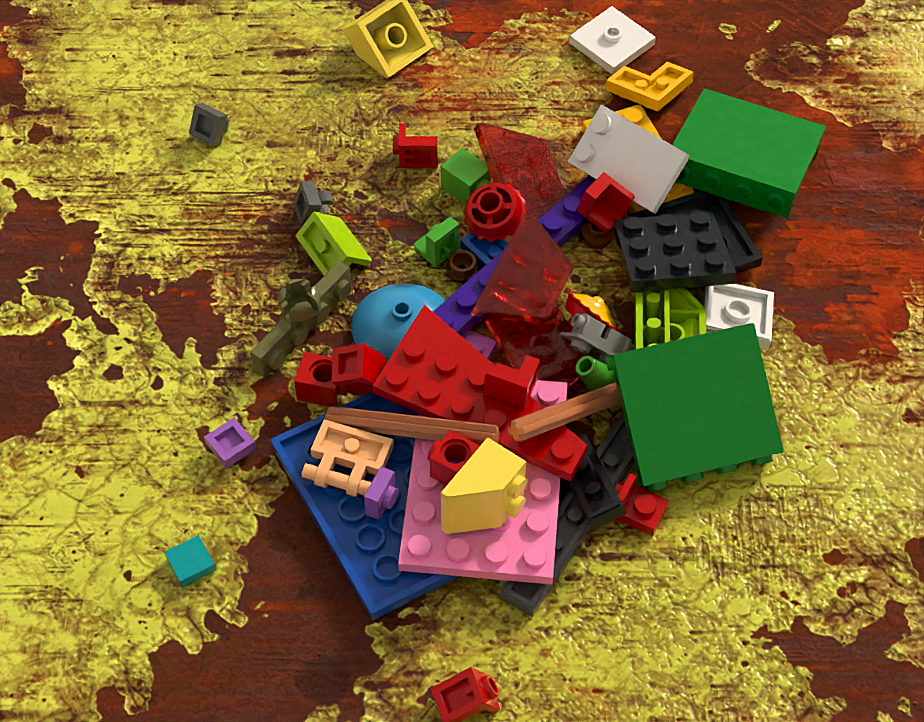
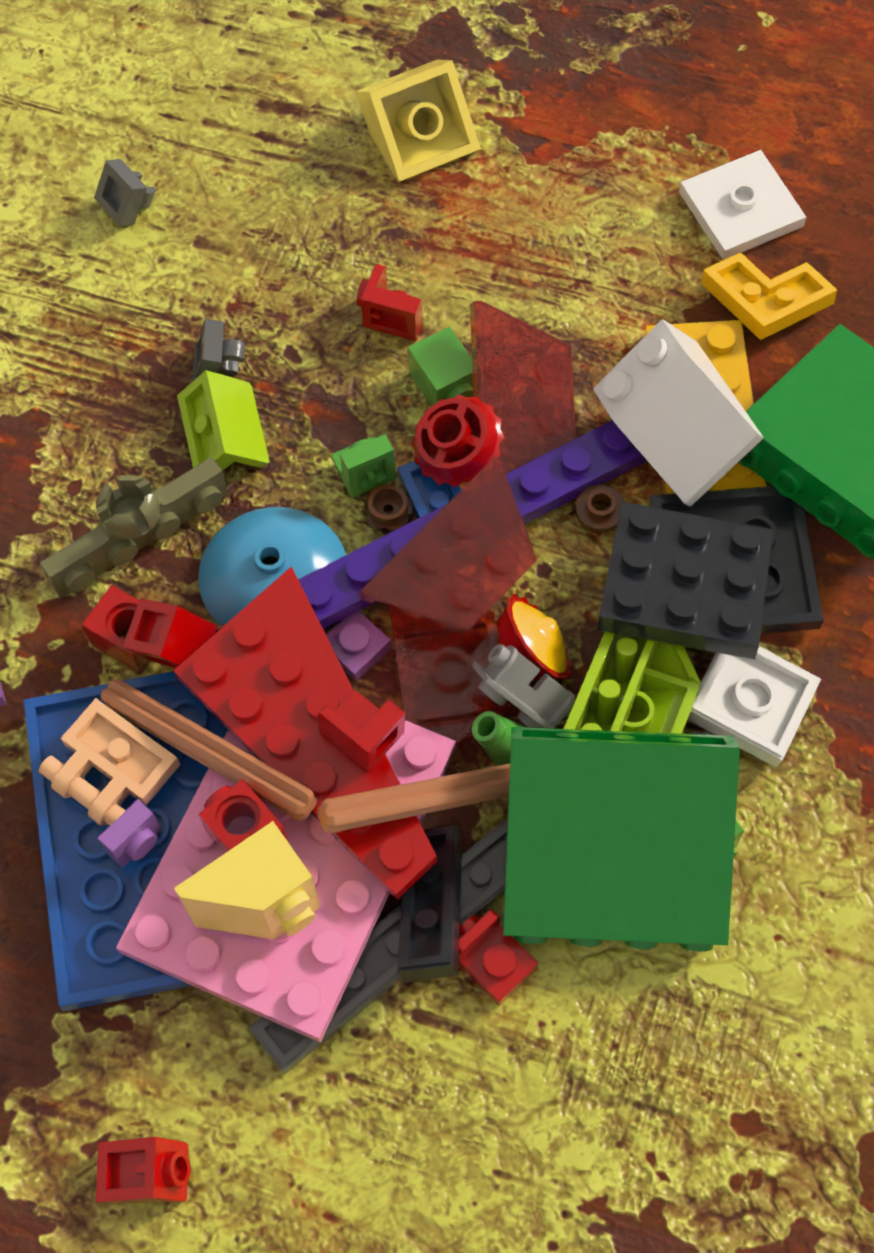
camera: 20 degrees right, 10 degrees up
(605, 202) = (618, 471): red panel -> none

